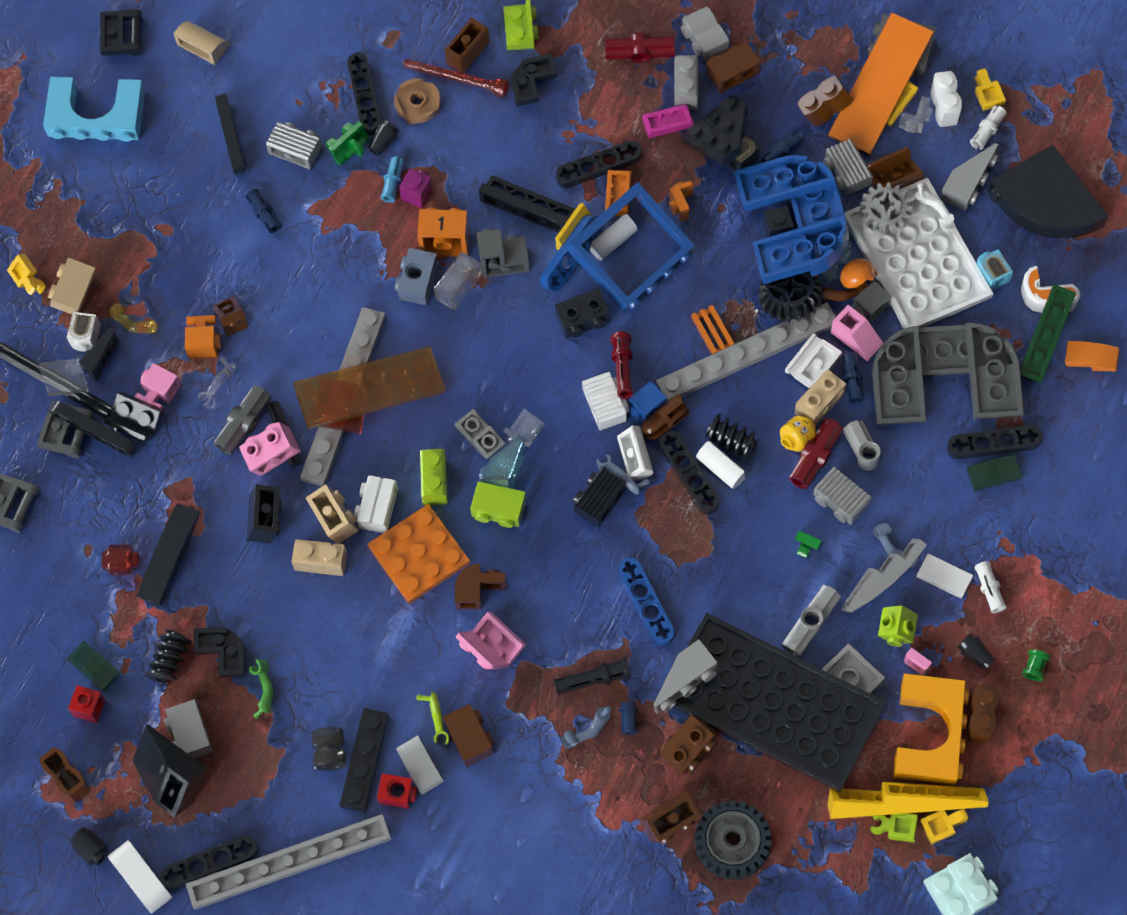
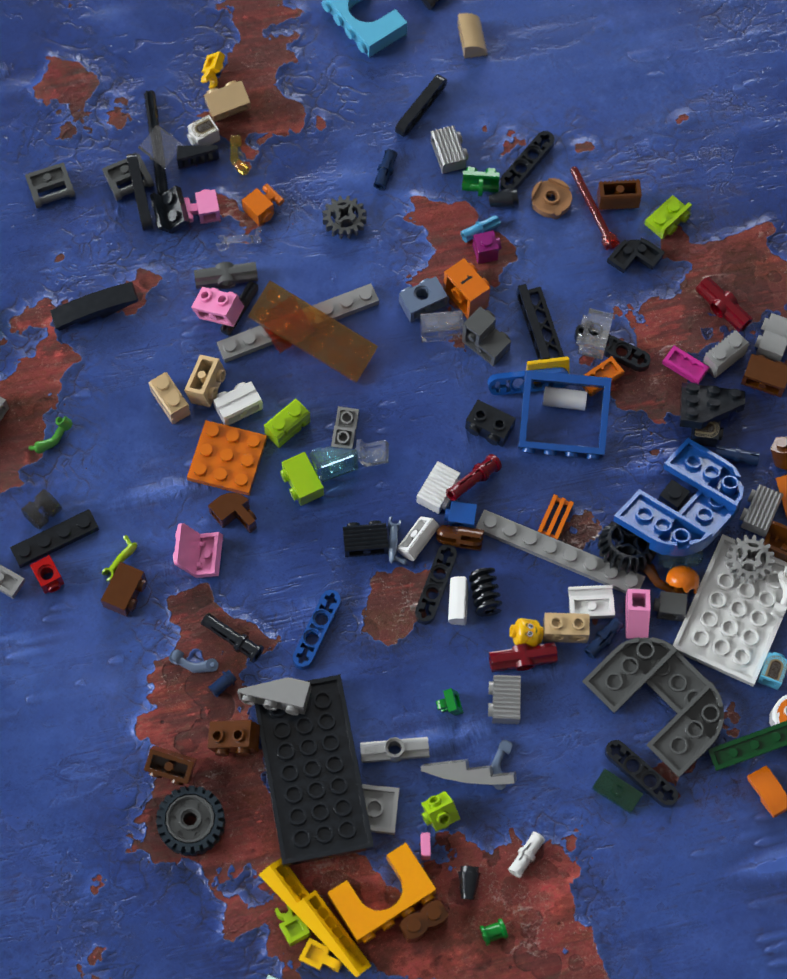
camera: 45 degrees right, 0 degrees up
(120, 559) = (66, 280): clear red head -> none
(167, 657) = (23, 362): black piece -> none
(226, 644) = (62, 390): black plate -> none
(230, 316) = (292, 209): reddish brown slope -> none
(263, 514) = (168, 339): black brick -> none
(267, 278) = (344, 217): none -> dark grey gear
(419, 765) = (77, 575): light grey slope -> none
(574, 153) = (594, 345): none -> clear brick
(677, 197) = (635, 414): orange bracket -> none
(862, 444) = (557, 682): light grey piece -> none
(944, 576) = (508, 816): white tile -> none

